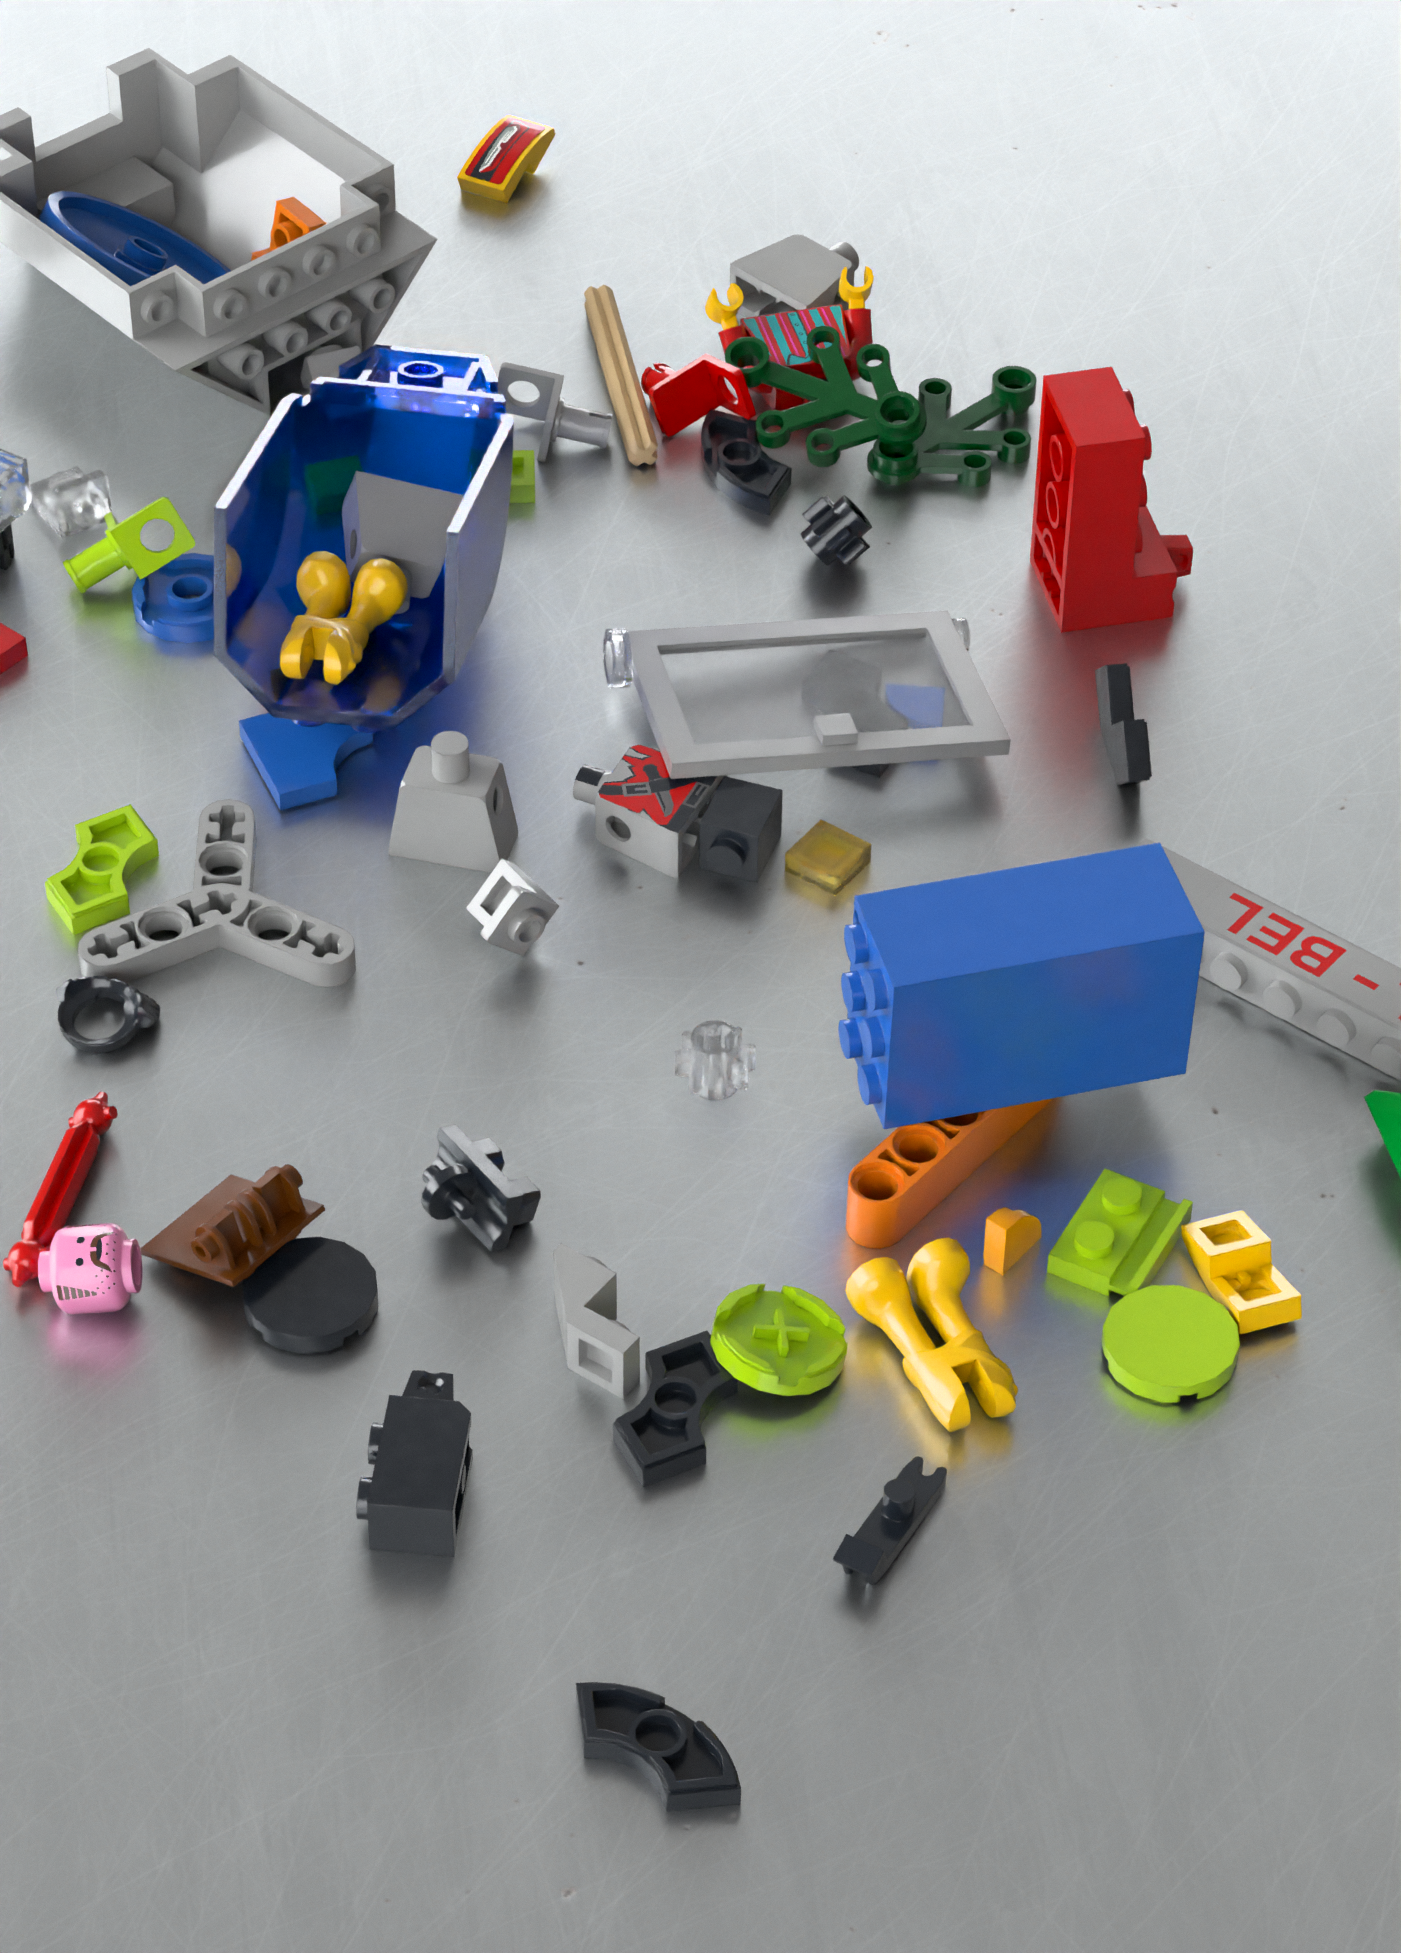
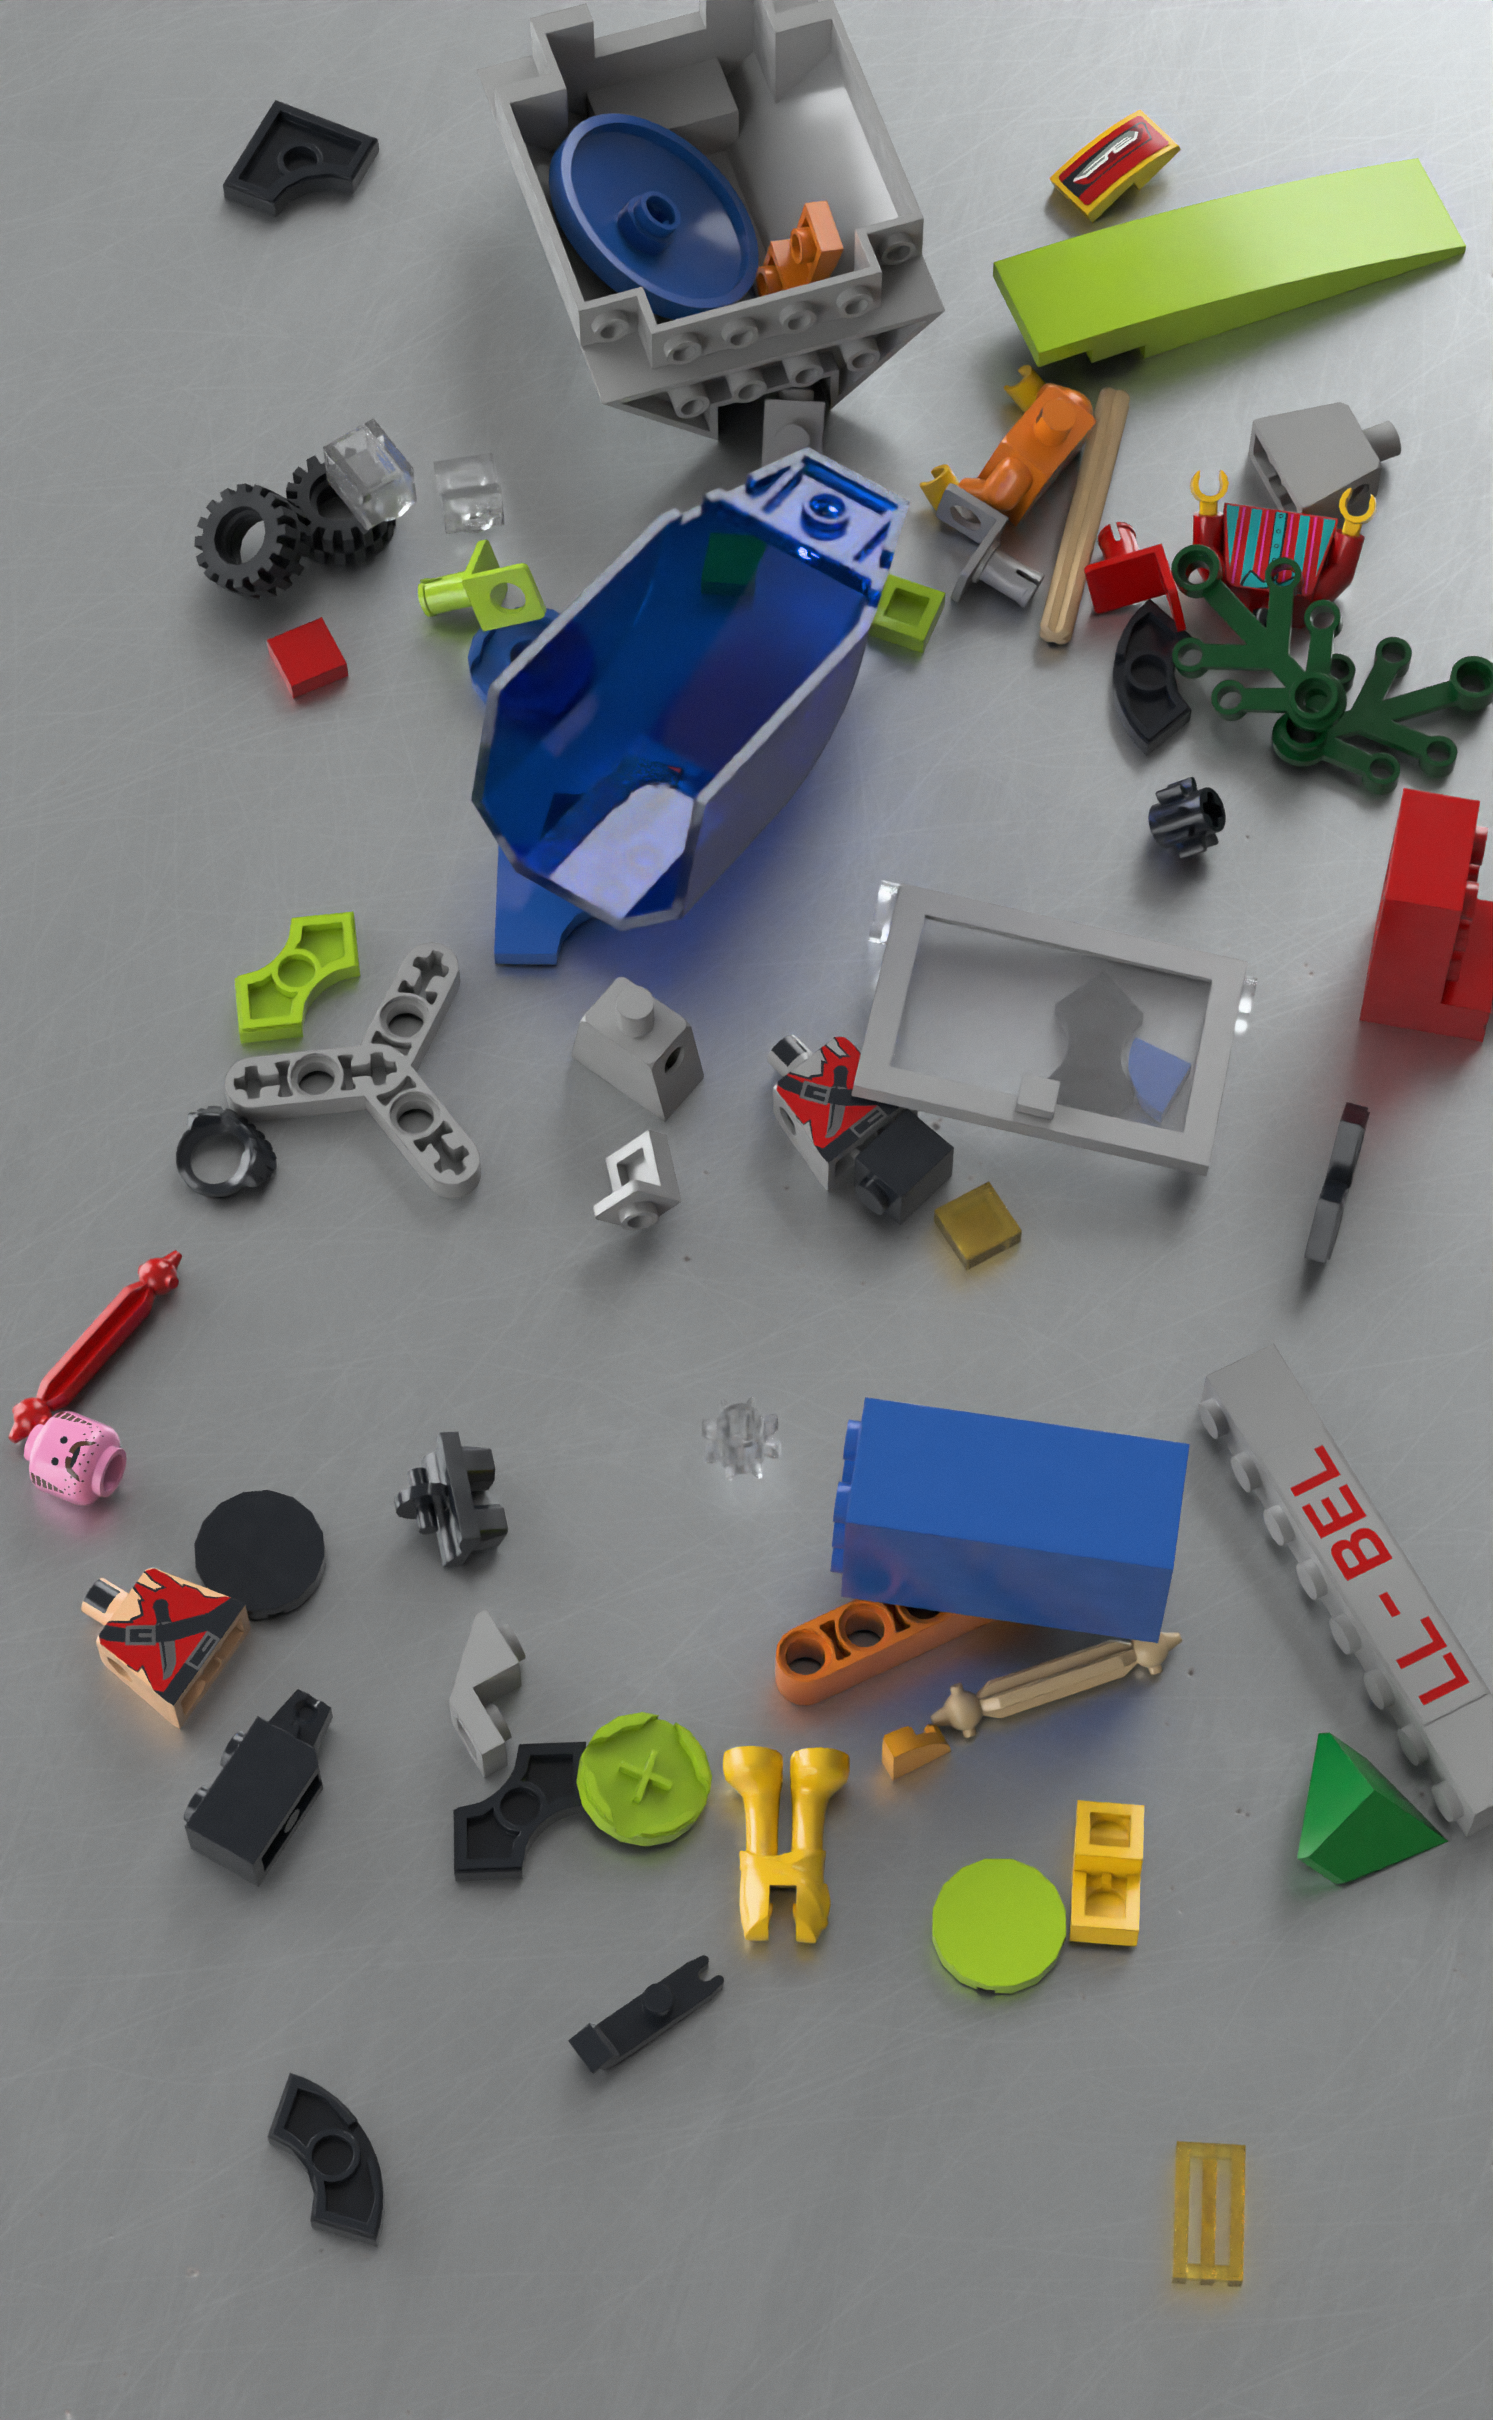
camera: 25 degrees right, 20 degrees up
(236, 1226) = (219, 1460): reddish brown hinge -> none
(257, 1379) = (166, 1638): none -> torso
(322, 631) = (637, 733): yellow piece -> none
(399, 525) = (735, 685): light grey torso -> none
(557, 321) = (1031, 453): none -> orange torso
(634, 189) = (1225, 262): none -> lime slope
(1104, 1146) = (1051, 1681): none -> tan wheel
(1118, 1236) = (1017, 1786): lime plate -> none

